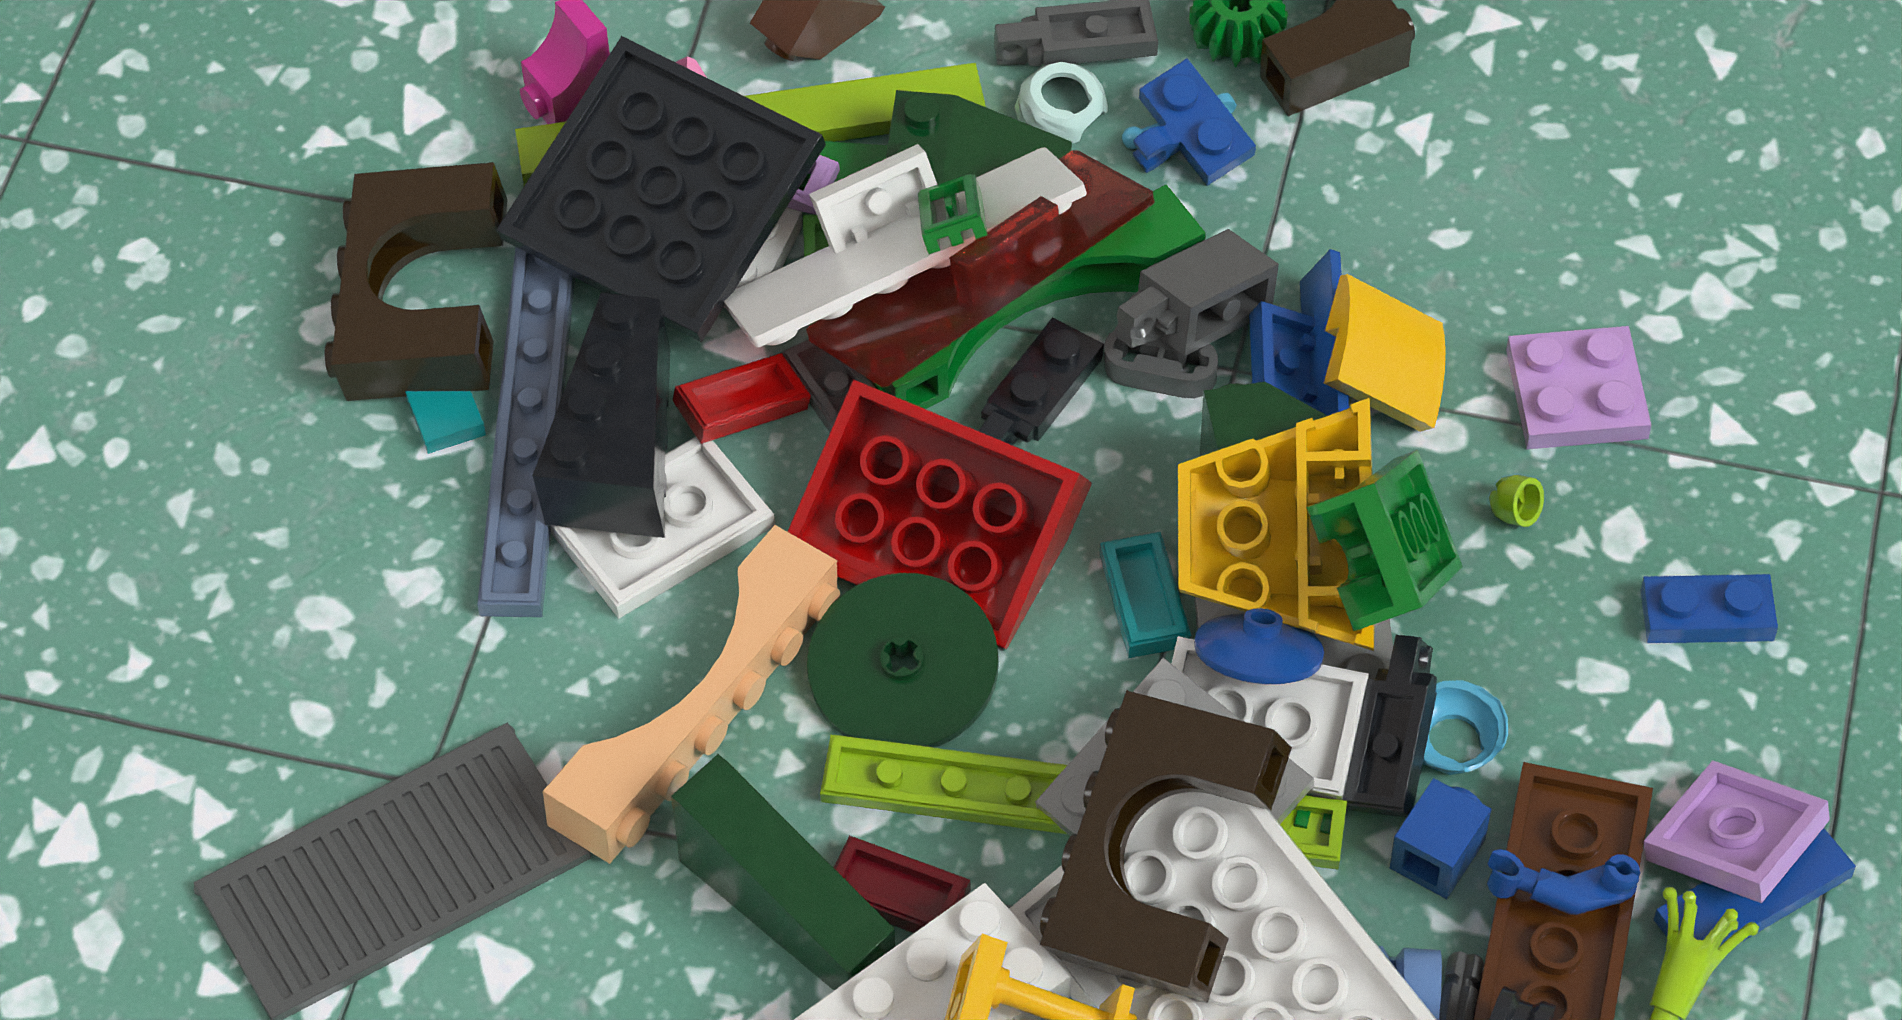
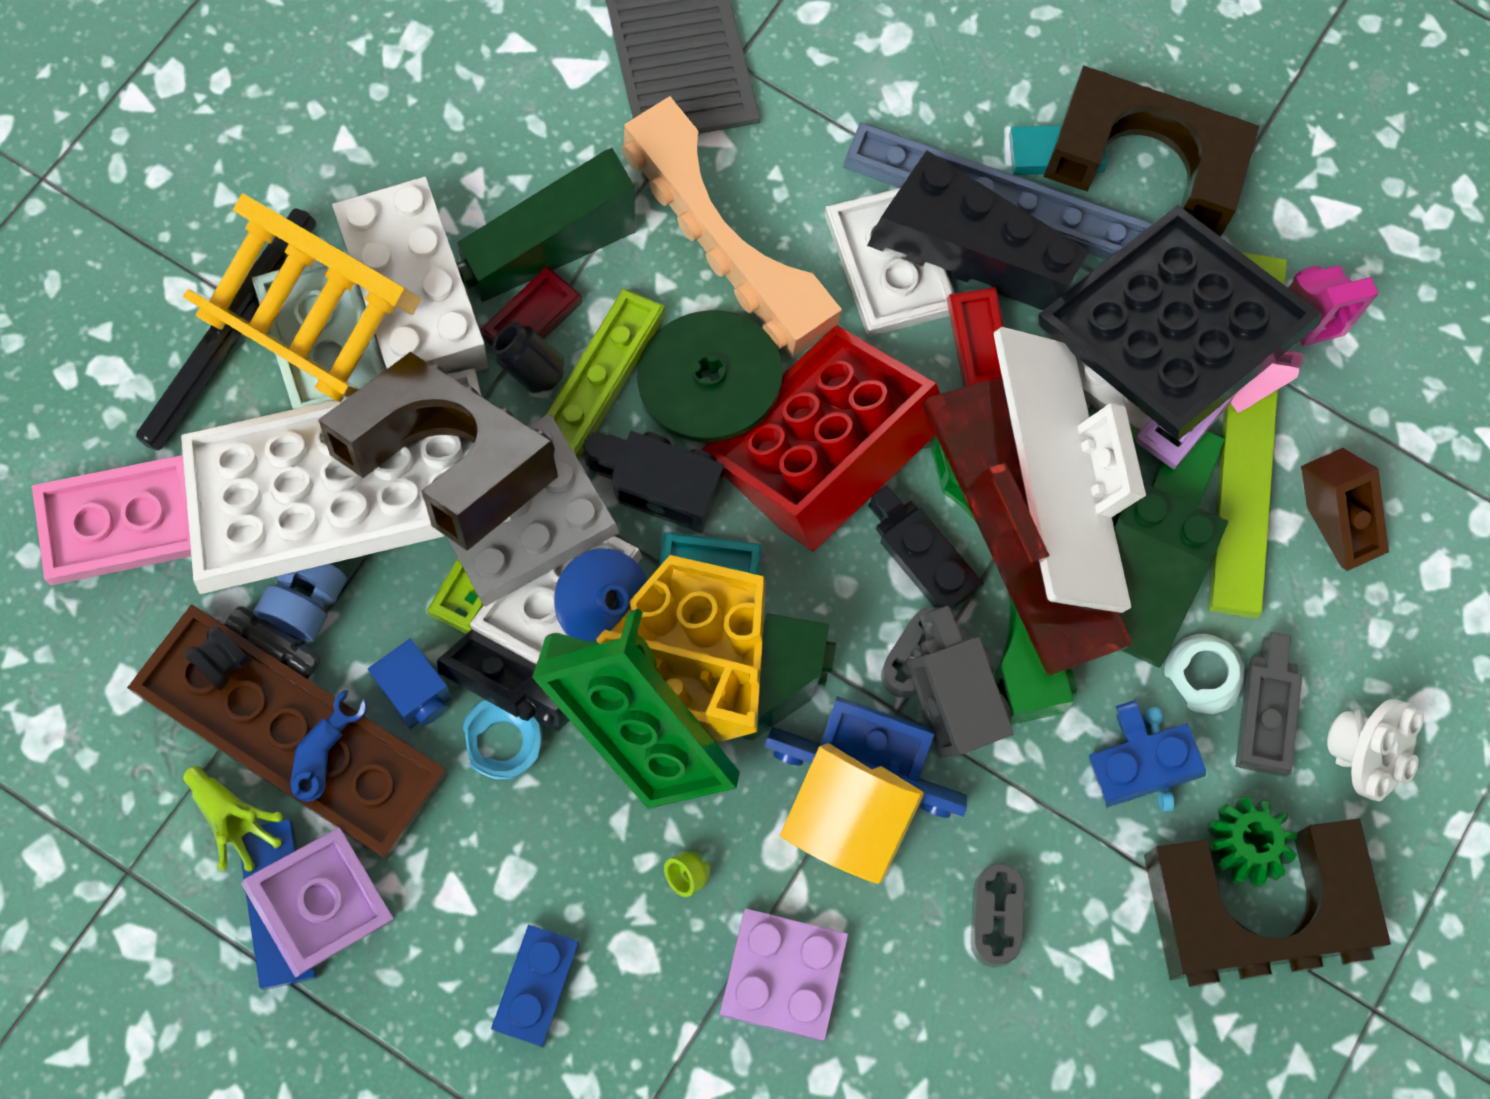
camera: 100 degrees right, 15 degrees up
(954, 223) = (1062, 499): green tile -> none
(969, 864) = (528, 358): none -> black brick
(1066, 665) = (657, 476): none -> black hinge
(1419, 217) = (1010, 915): none -> dark grey beam

